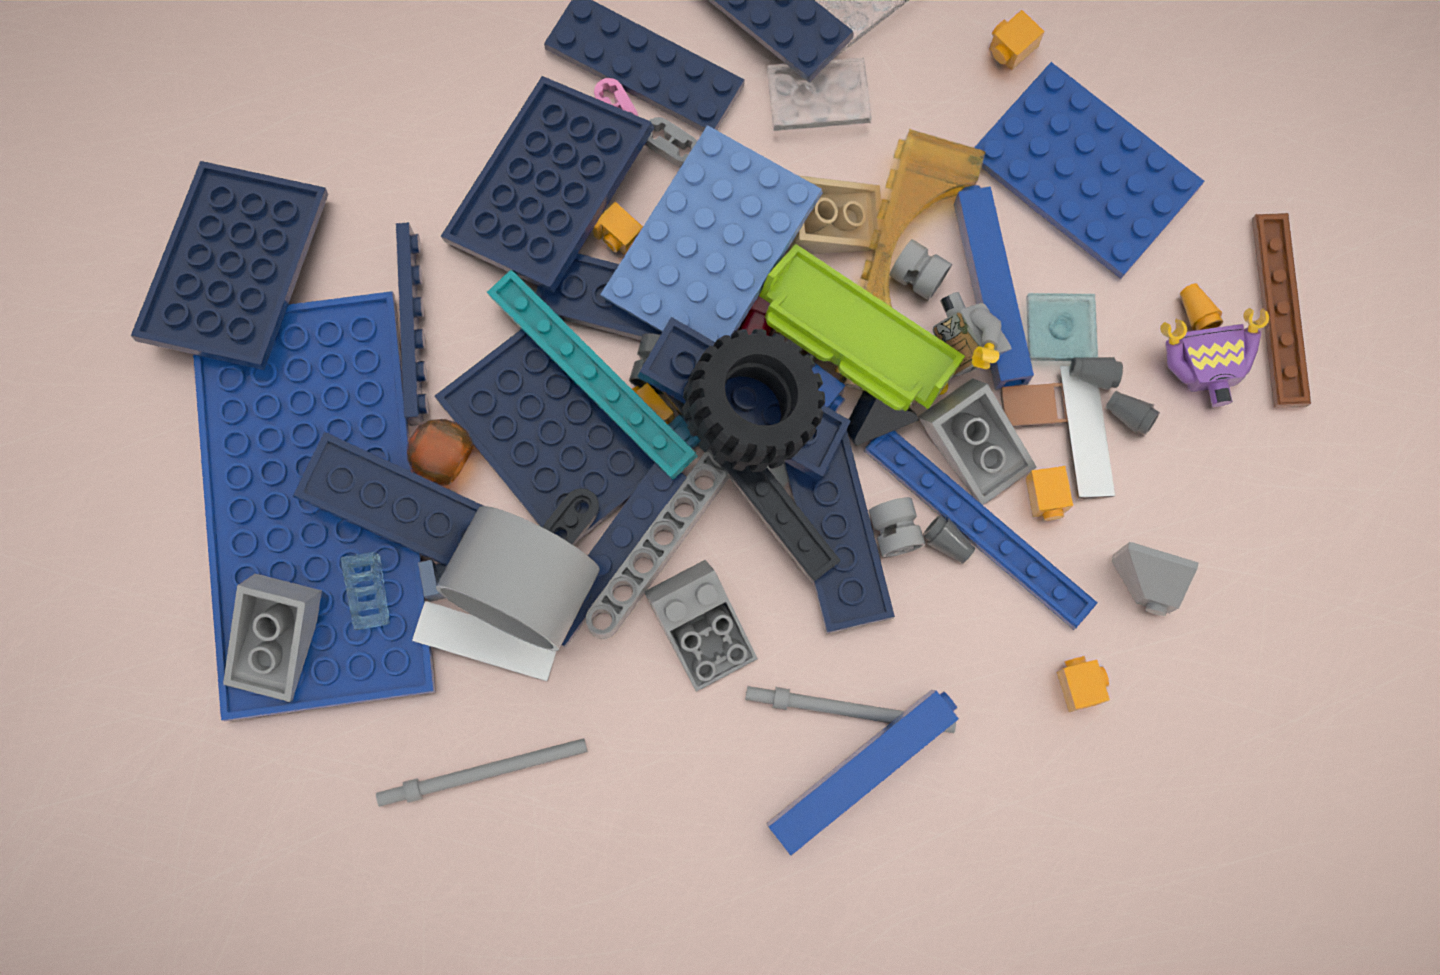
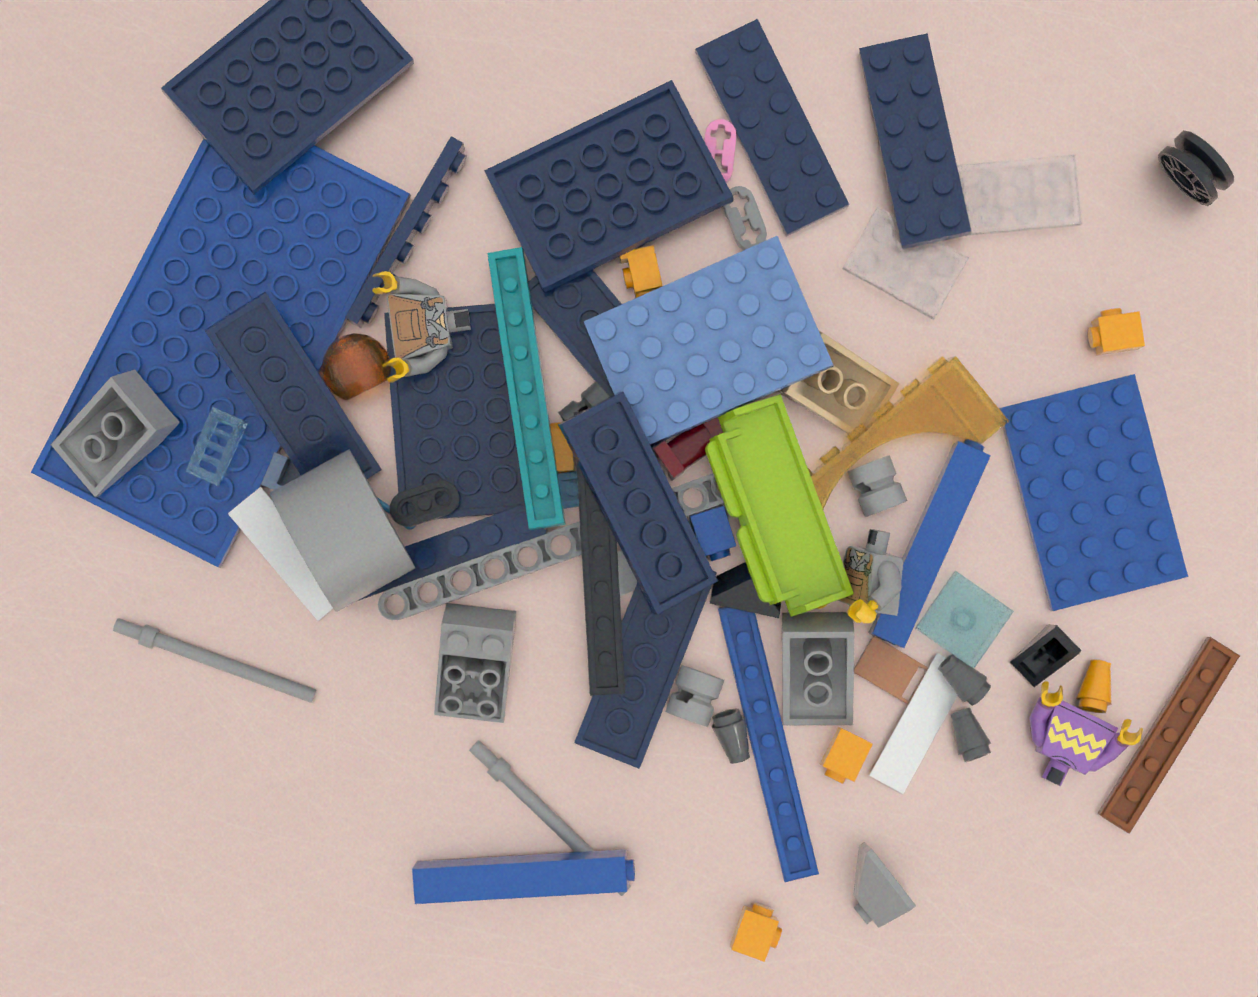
camera: 30 degrees right, 10 degrees up
(468, 380) = (418, 325): none -> torso
(779, 368) = (683, 516): black tyre -> none
(1144, 308) = (1045, 654): none -> black slope

